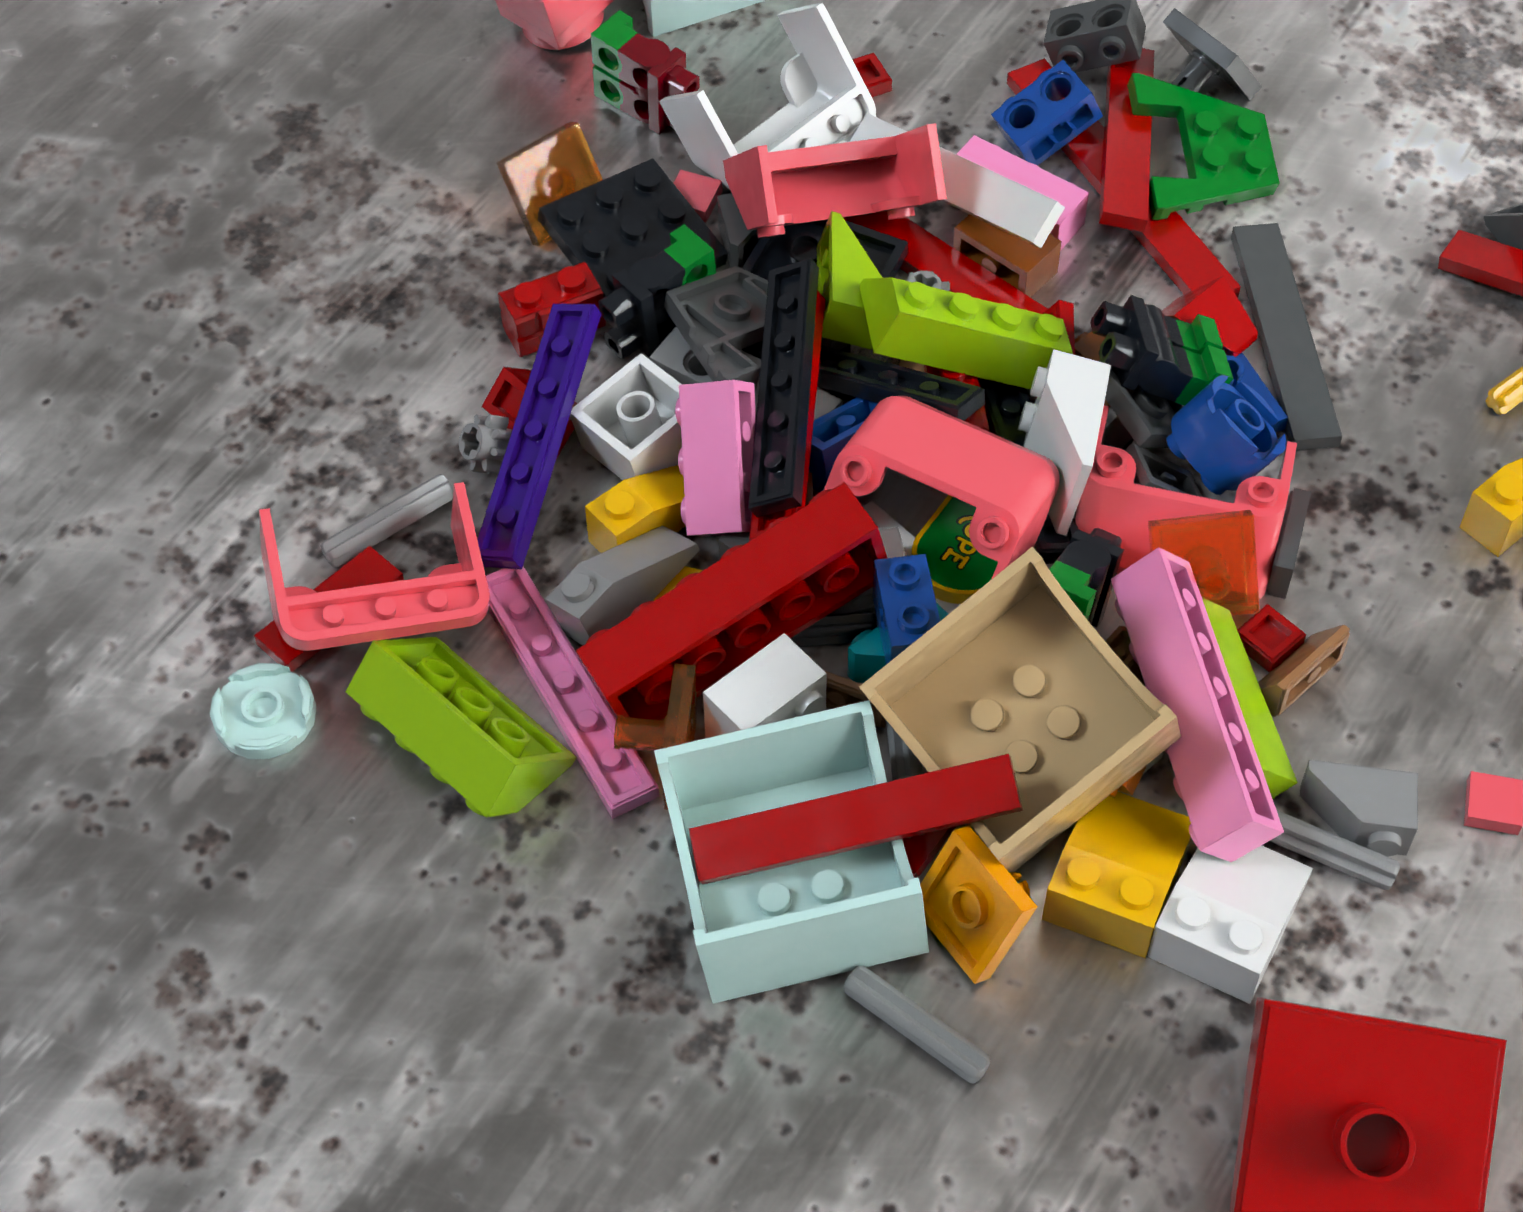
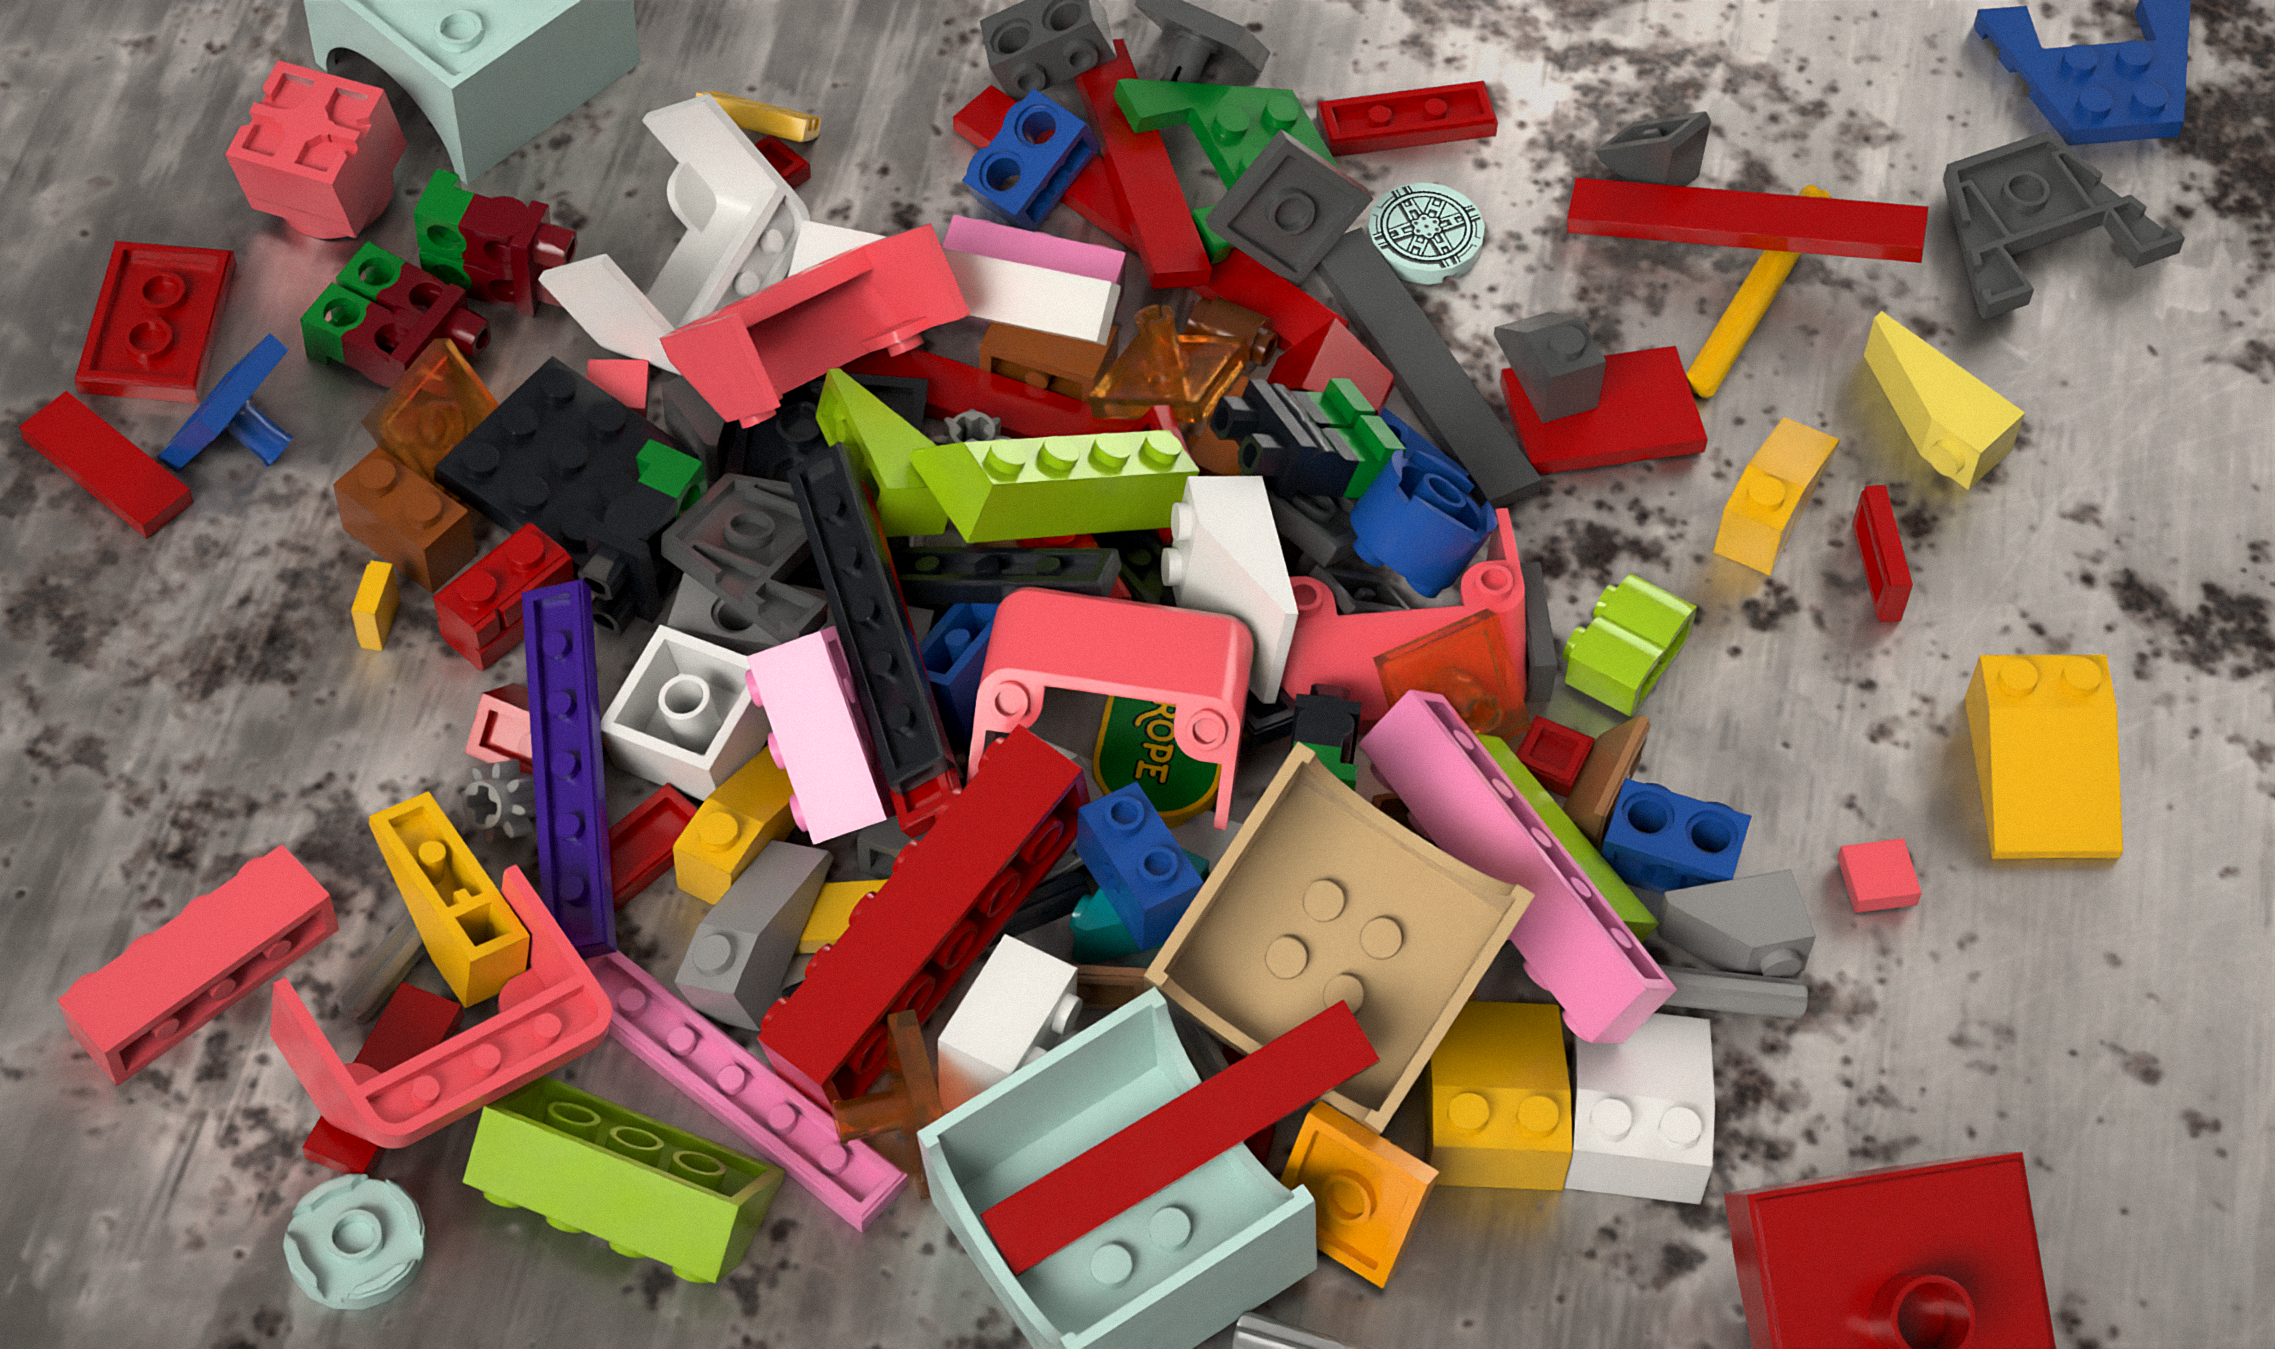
camera: 25 degrees left, 0 degrees up
(227, 493) = (198, 964): none -> coral brick
(333, 154) = (106, 464): none -> red tile
(407, 72) = (156, 322): none -> red tile
(420, 497) = (451, 900): none -> yellow slope
(421, 135) = (231, 409): none -> blue tile
(464, 291) = (375, 605): none -> yellow tile
(506, 237) = (405, 519): none -> dark orange brick
(555, 103) = (388, 317): none -> dark red hips
(565, 504) = (644, 842): none -> red tile
(871, 40) = (767, 117): none -> yellow tile
(1085, 279) = (1168, 370): none -> clear orange tile
(1147, 271) = (1230, 319): none -> reddish brown brick
(1220, 190) = (1288, 208): none -> dark grey tile
(1327, 240) = (1426, 232): none -> light aqua tile
(1343, 717) = (1670, 854): none -> blue brick
(1346, 157) = (1407, 118): none -> red tile
(1360, 572) = (1628, 643): none -> lime brick
(1383, 356) = (1554, 363): none -> dark grey slope
(1413, 401) = (1640, 416): none -> red tile

